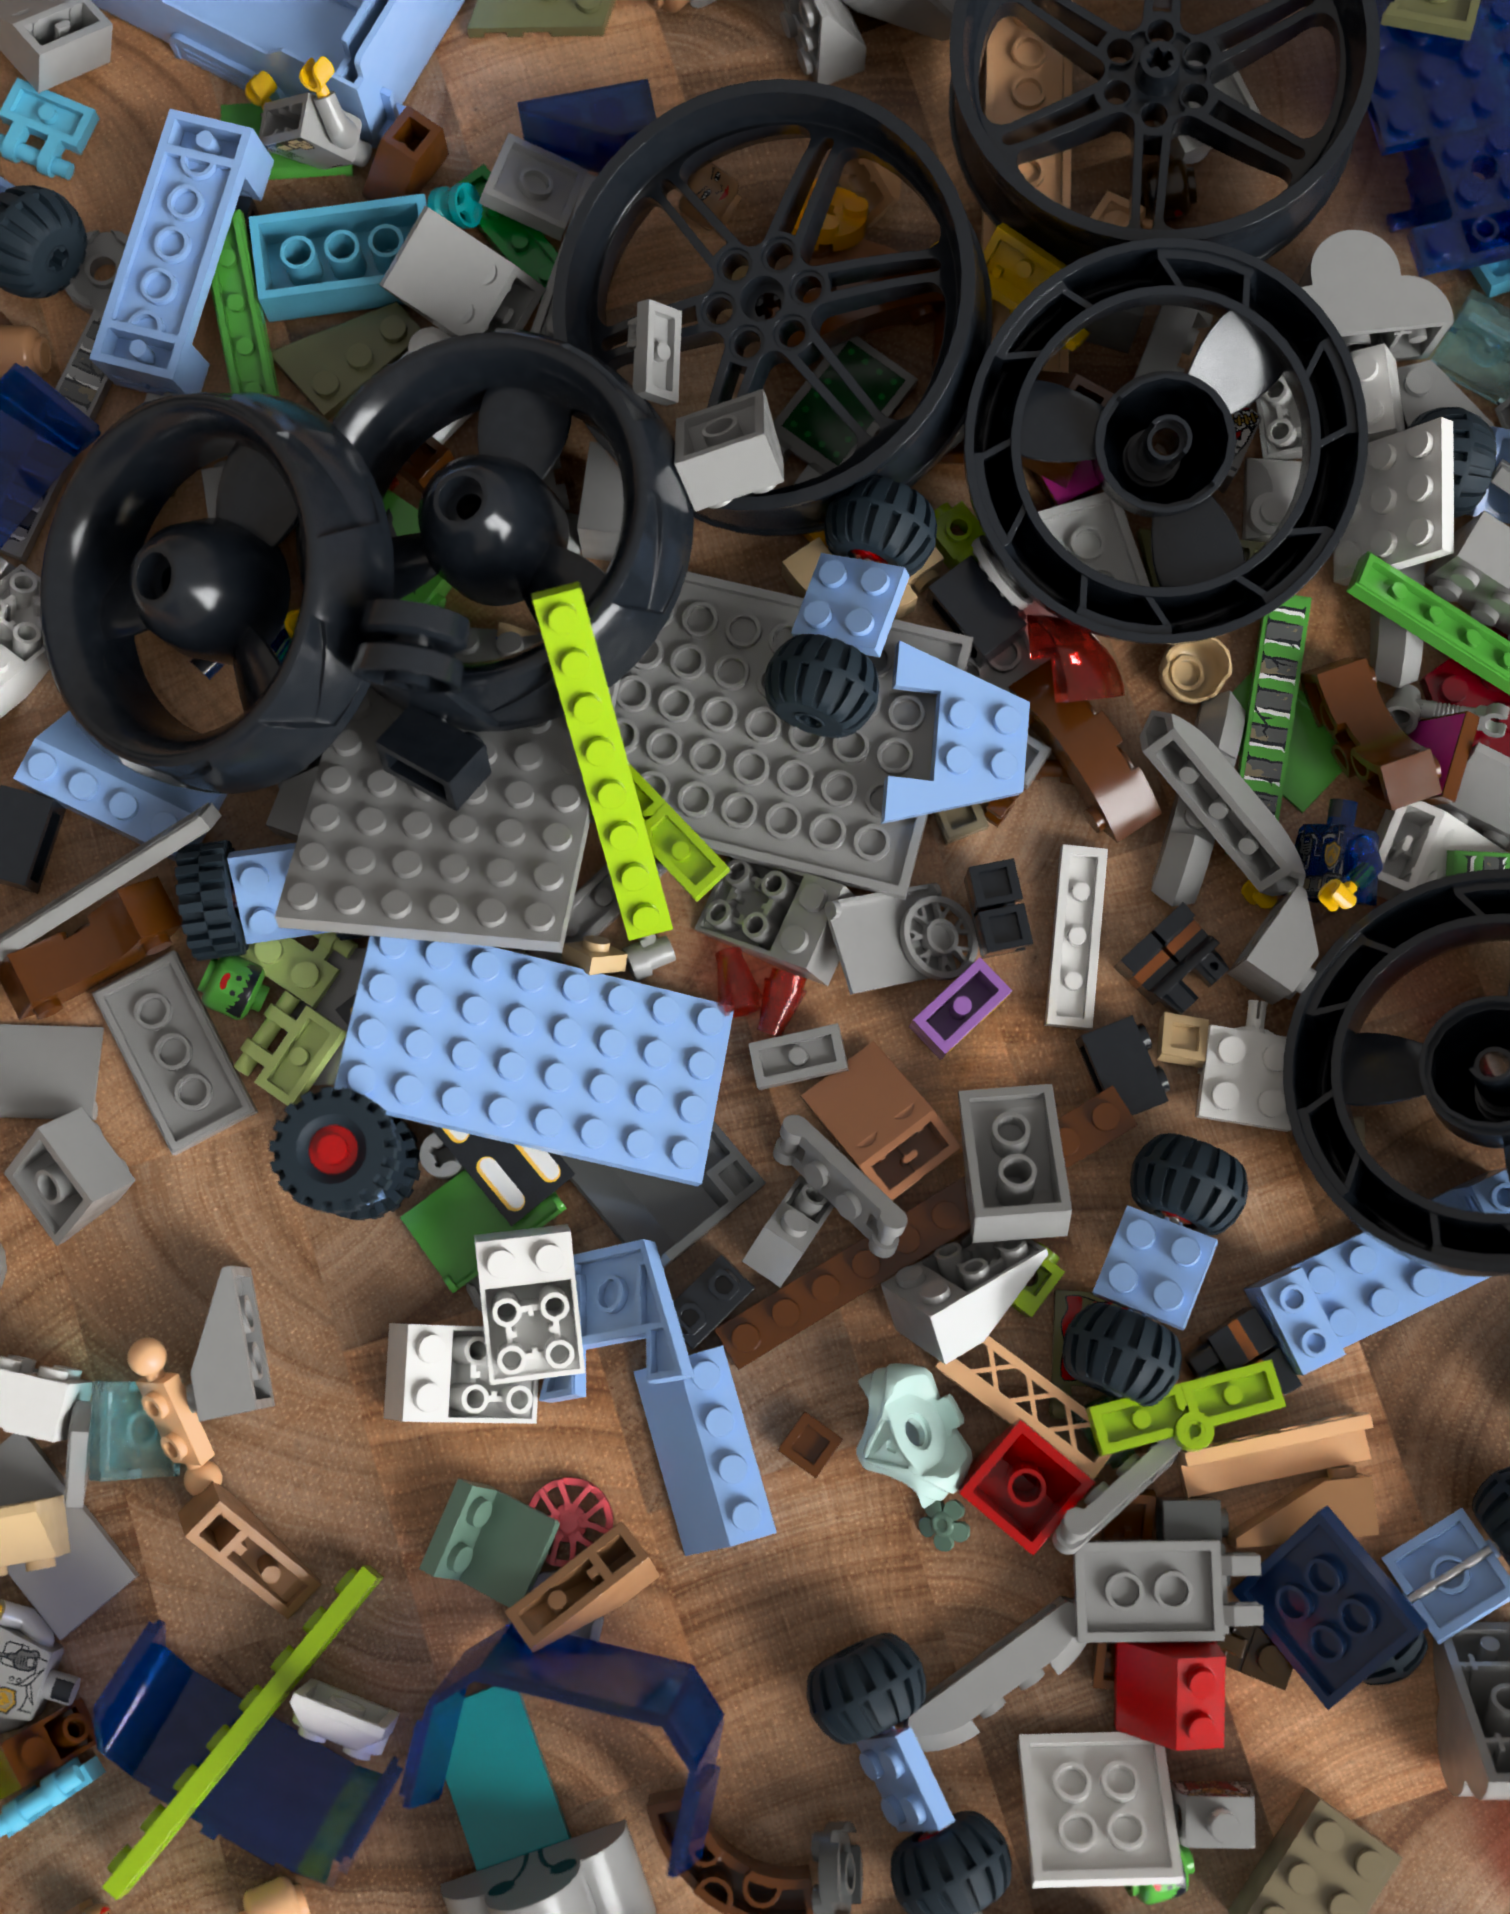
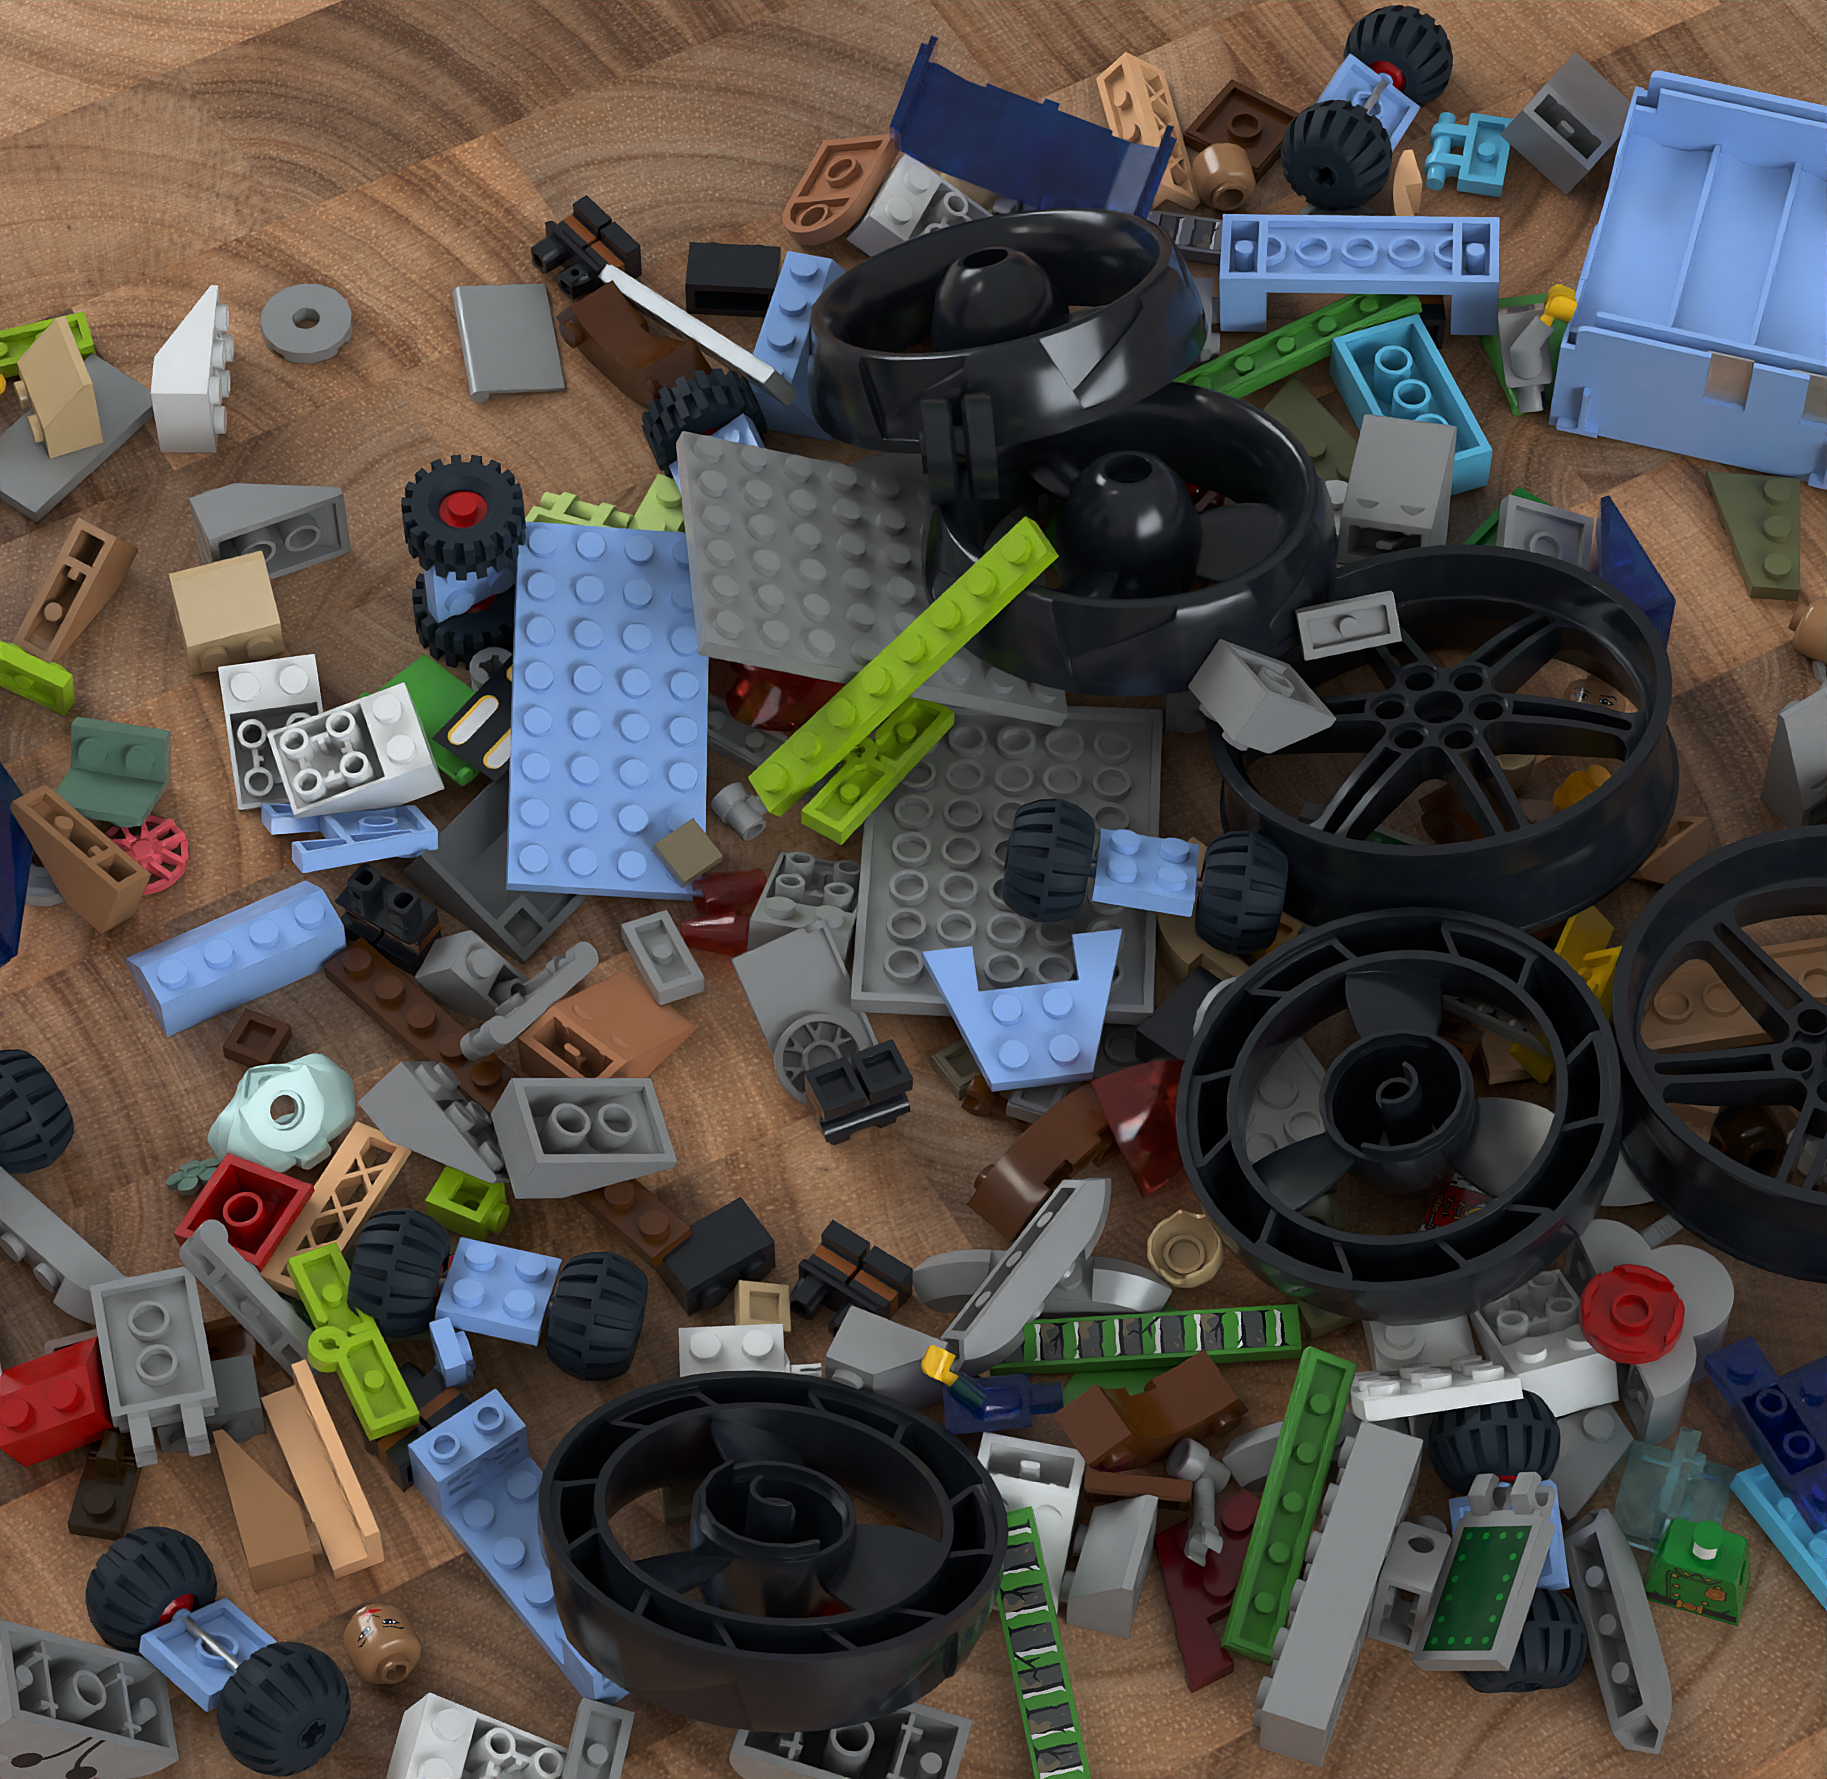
camera: 80 degrees right, 25 degrees down
(68, 1174) = (414, 384): light grey slope -> none
(78, 1455) = (143, 435): light grey tile -> none
(101, 209) = (1406, 186): none -> light nougat slope
(124, 1436) = (168, 469): clear light blue bracket -> none
(167, 1404) = (242, 456): light nougat plate -> none
(174, 1052) = (564, 437): light grey tile -> none
(233, 986) = (626, 472): bright green head -> none
(324, 1402) = (226, 613): none -> tan slope
(406, 157) = (1536, 442): reddish brown slope -> none
(434, 756) = (879, 537): black piece -> none
(457, 204) = (1490, 497): teal wheel -> none
(594, 956) = (726, 756): tan plate -> none
(704, 1011) = (687, 853): none -> dark tan tile
(960, 1008) = (745, 1085): medium lavender brick -> none
(1076, 937) = (854, 1192): white plate -> none
(1213, 1320) = (452, 1353): none -> light blue plate
(1330, 1607) = (162, 1510): dark blue plate -> none
(1378, 315) = (1631, 1314): none -> red tile
(1456, 1427) = (380, 1643): none -> medium nougat head

